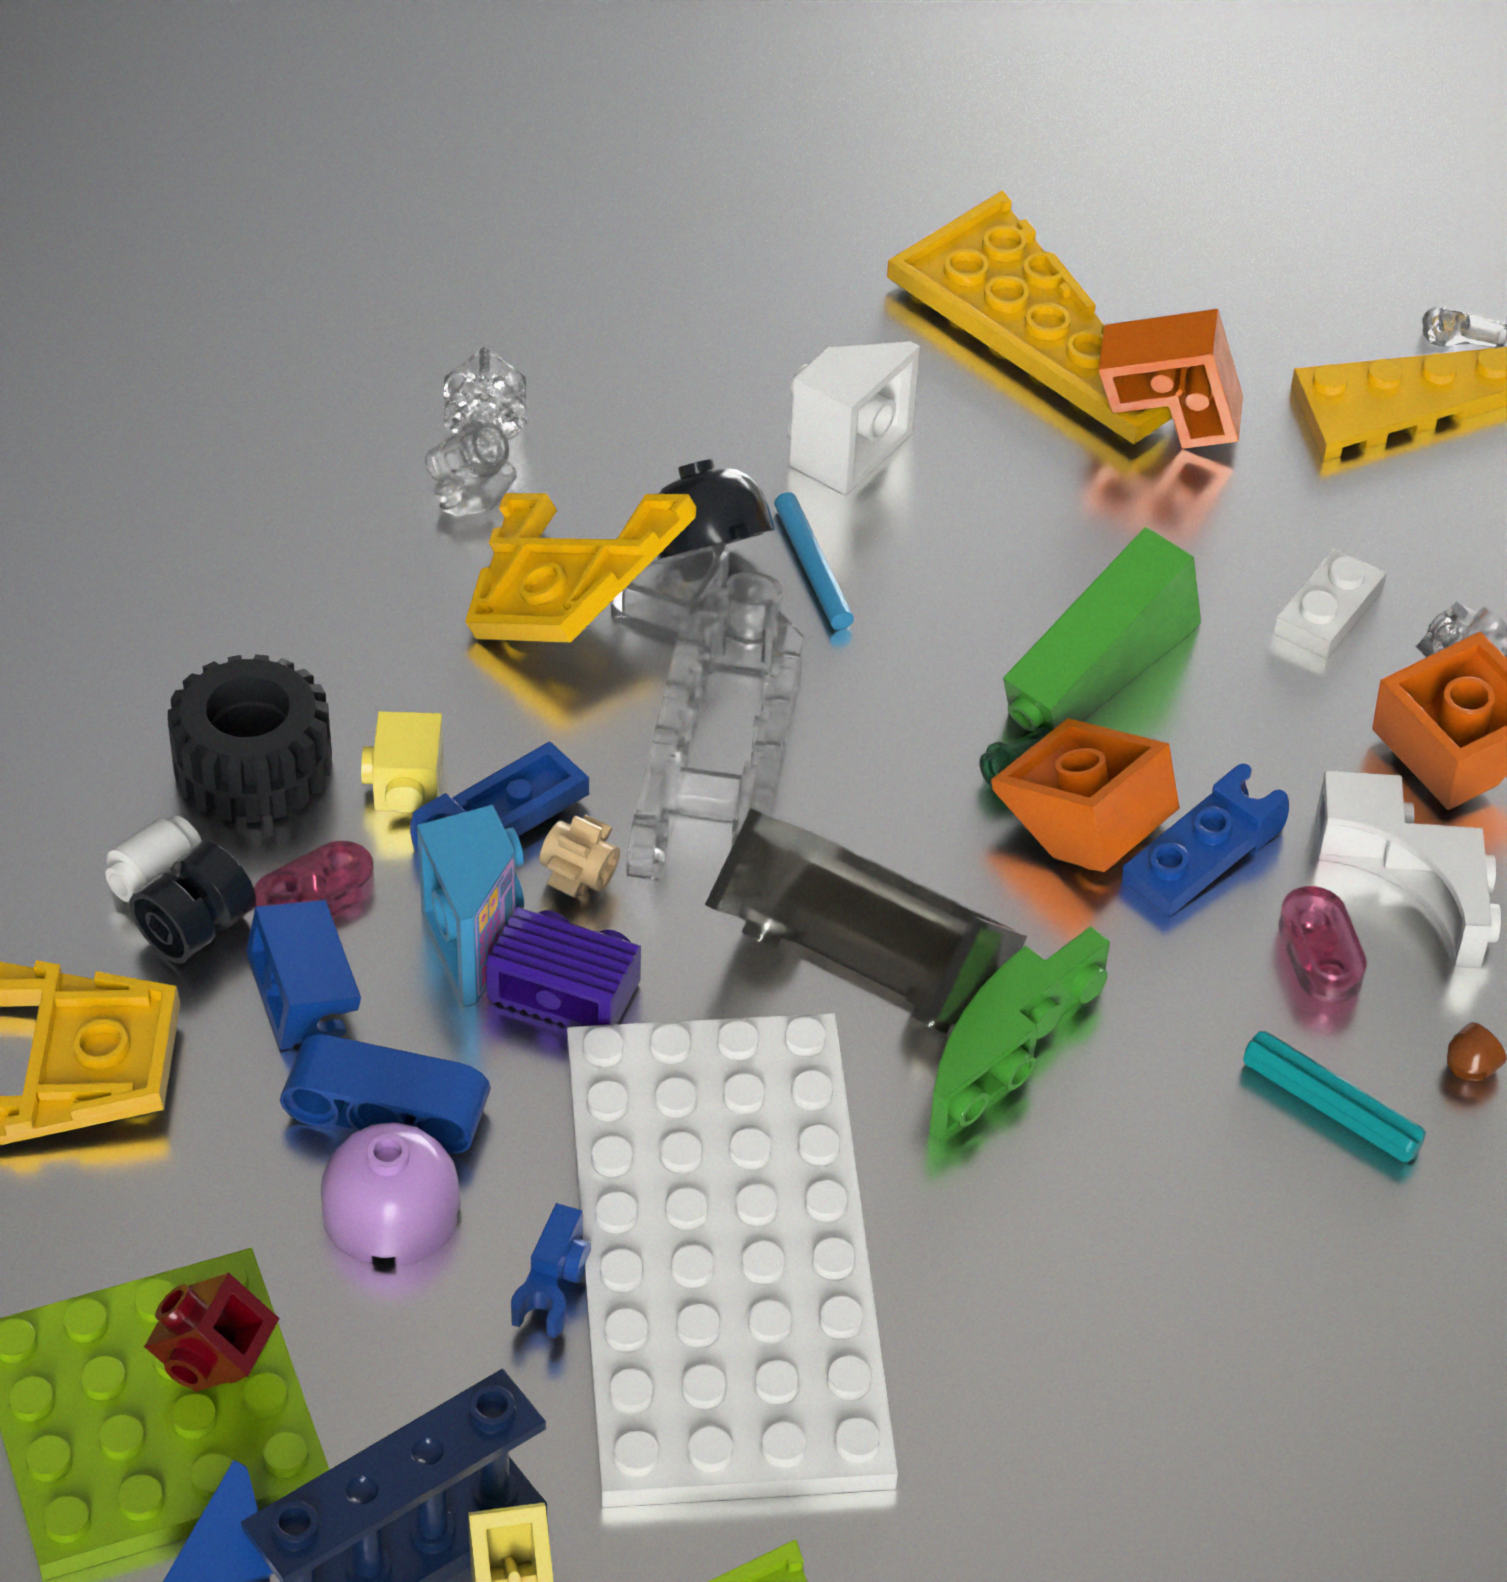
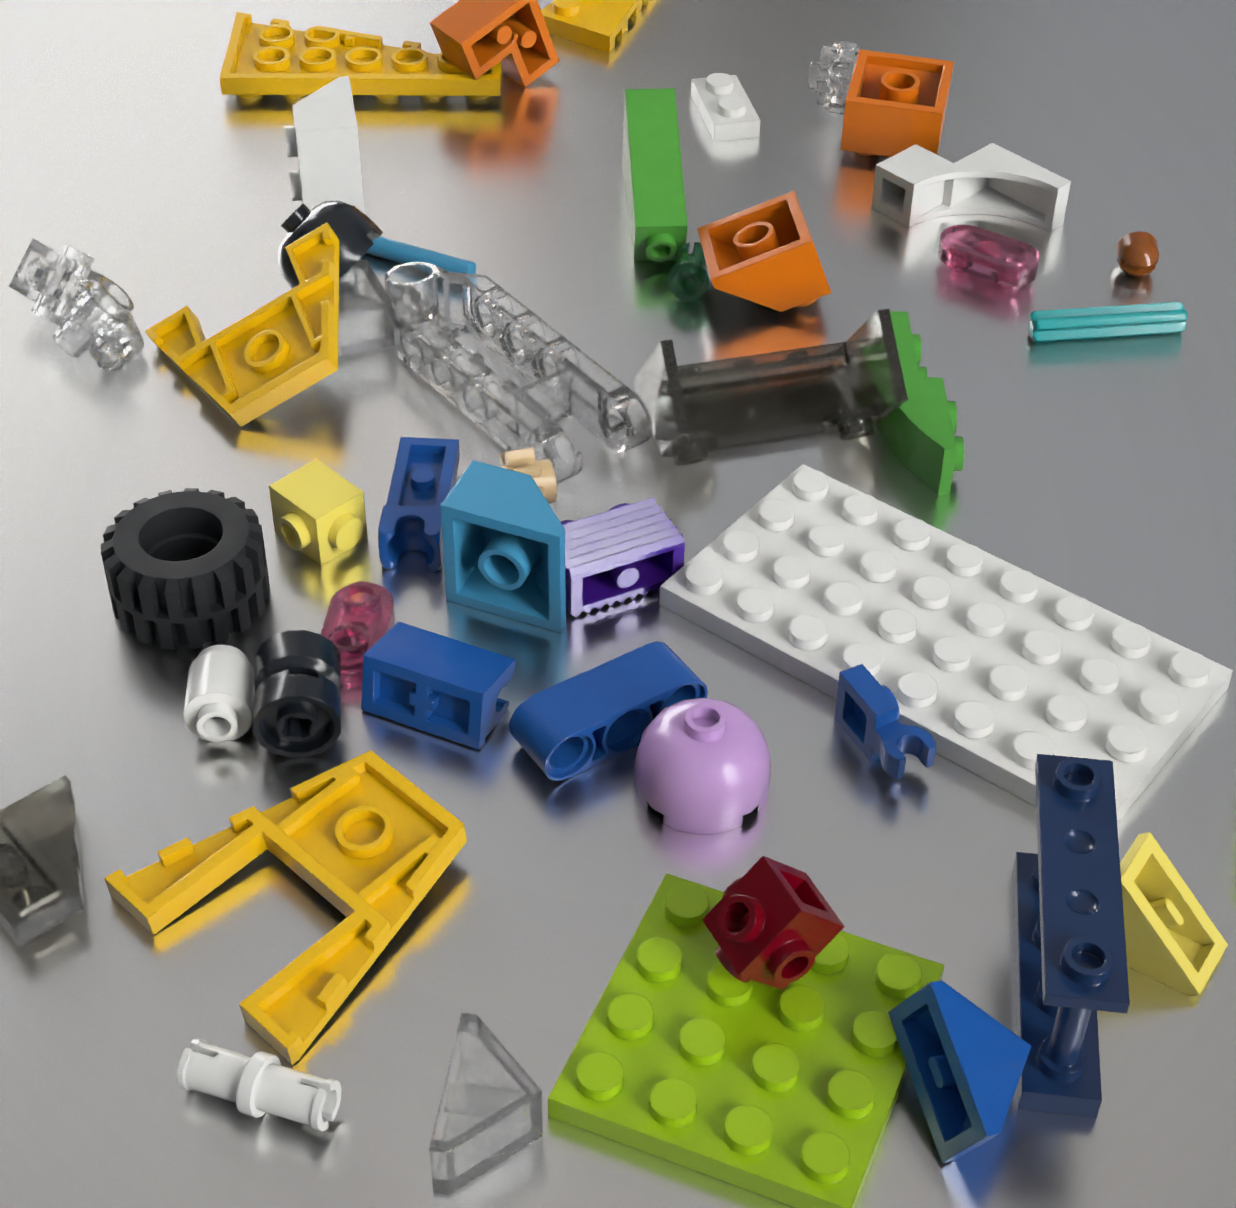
camera: 45 degrees left, 5 degrees down
(1206, 842) = (851, 249): blue plate -> none

